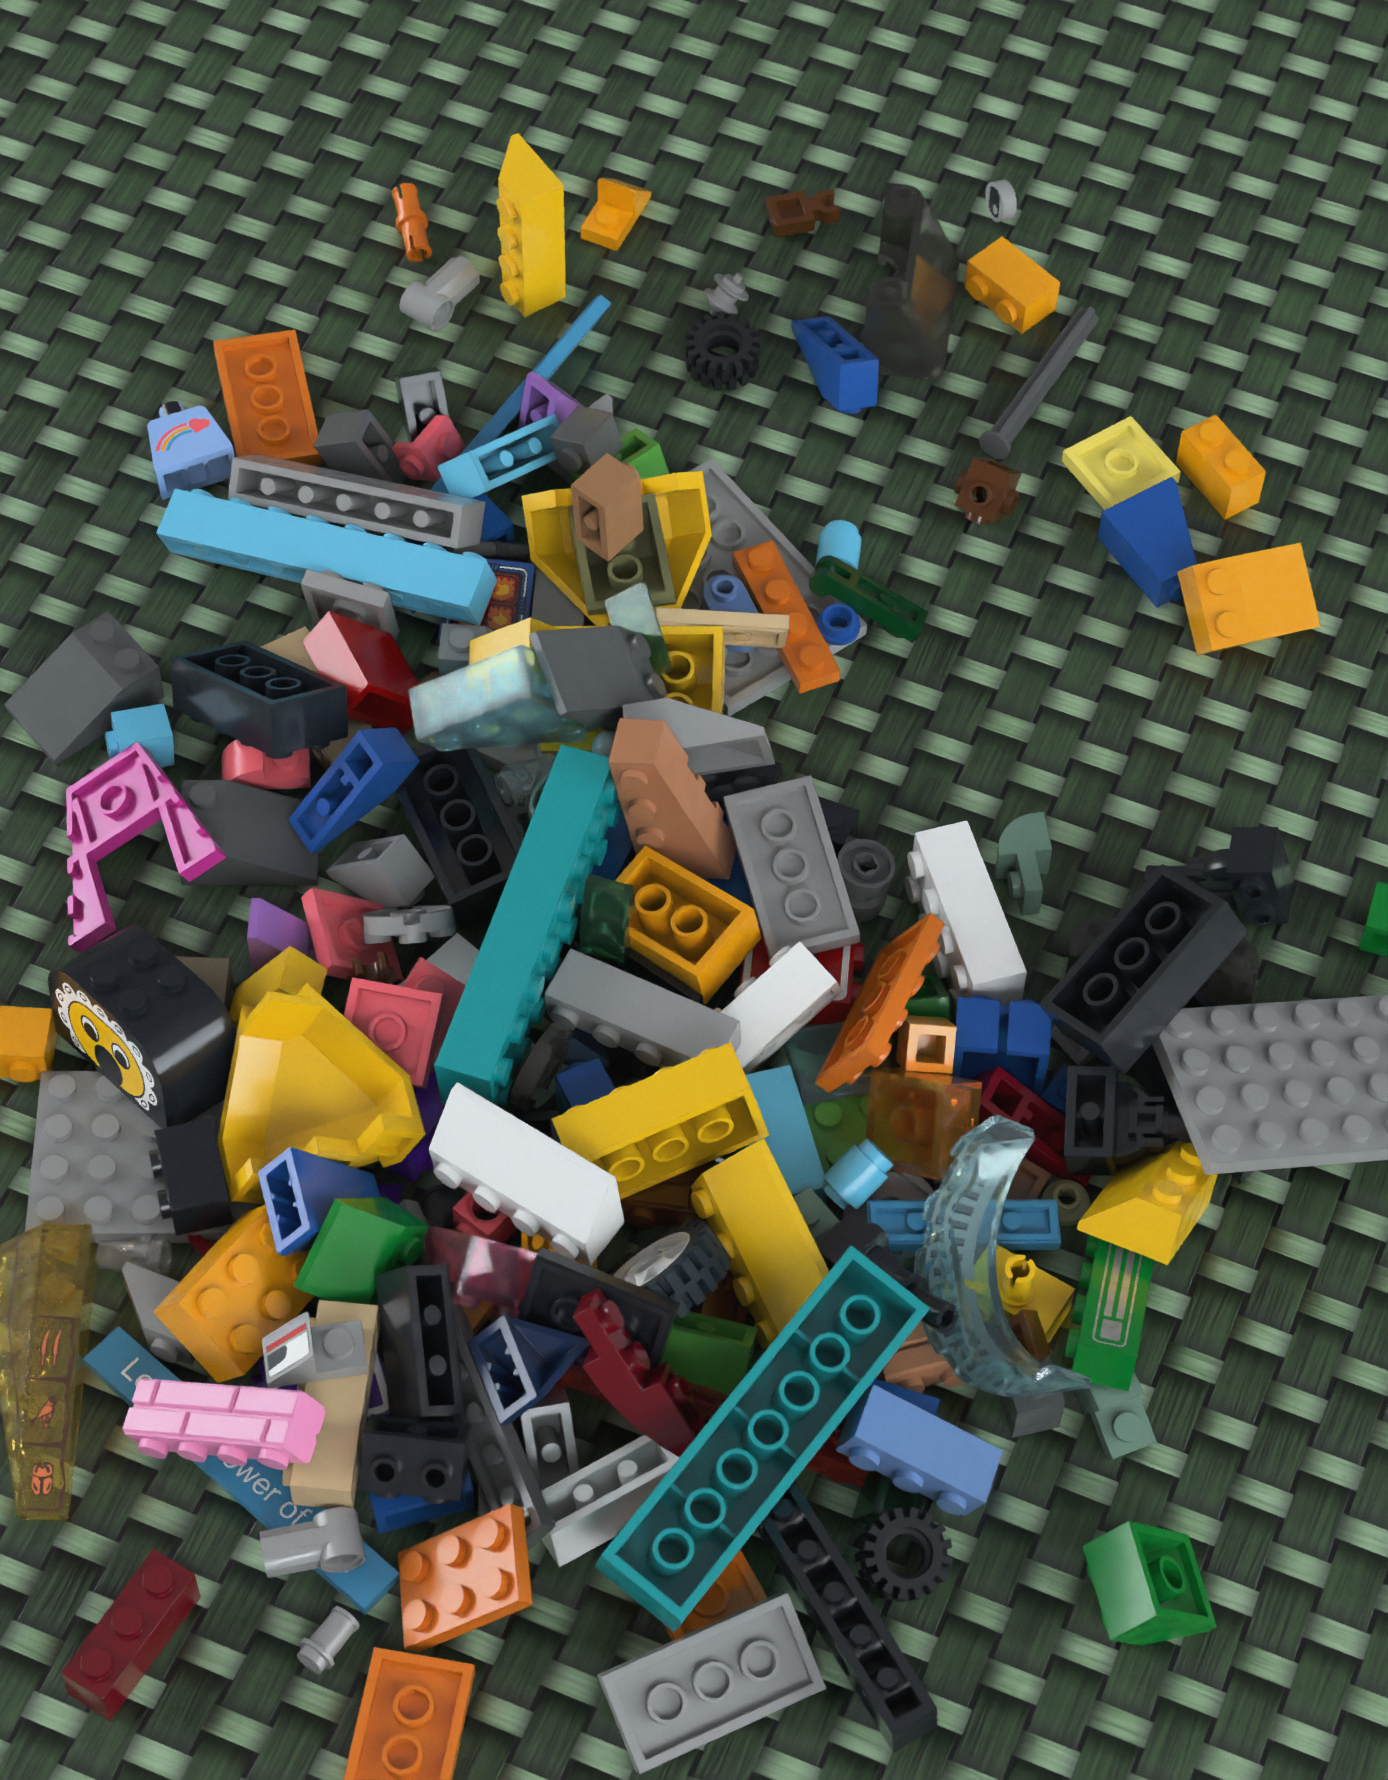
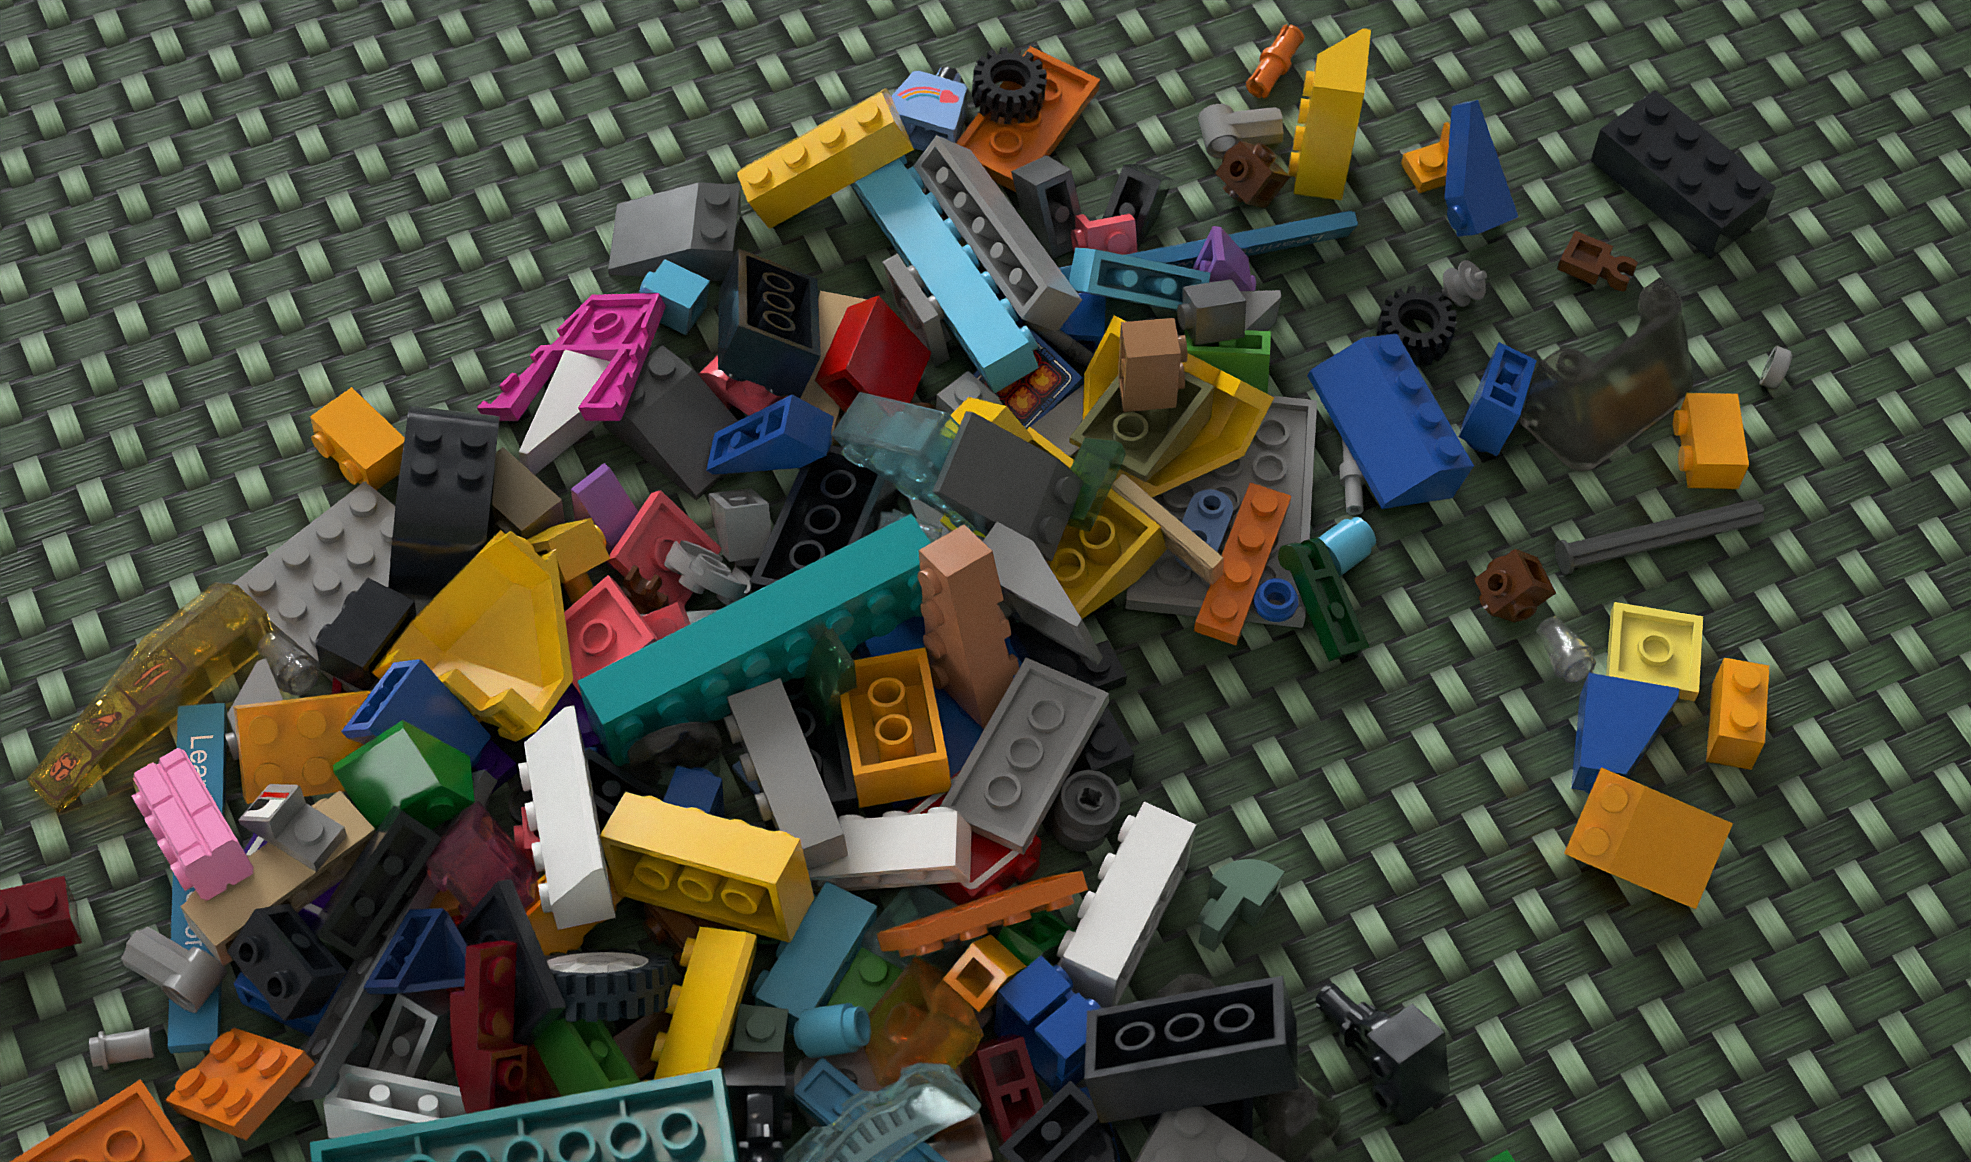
camera: 40 degrees right, 0 degrees up
(145, 878) = (558, 419): none -> white slope
(153, 538) = (825, 159): none -> yellow slope
(237, 399) = (1010, 68): none -> black tyre
(502, 316) = (1251, 174): none -> reddish brown brick
(662, 205) = (1474, 177): none -> blue slope
(783, 433) = (1391, 422): none -> blue slope
(787, 495) = (1352, 480): none -> light grey bar
(797, 101) = (1682, 174): none -> black brick
(1063, 510) = (1566, 651): none -> clear cone

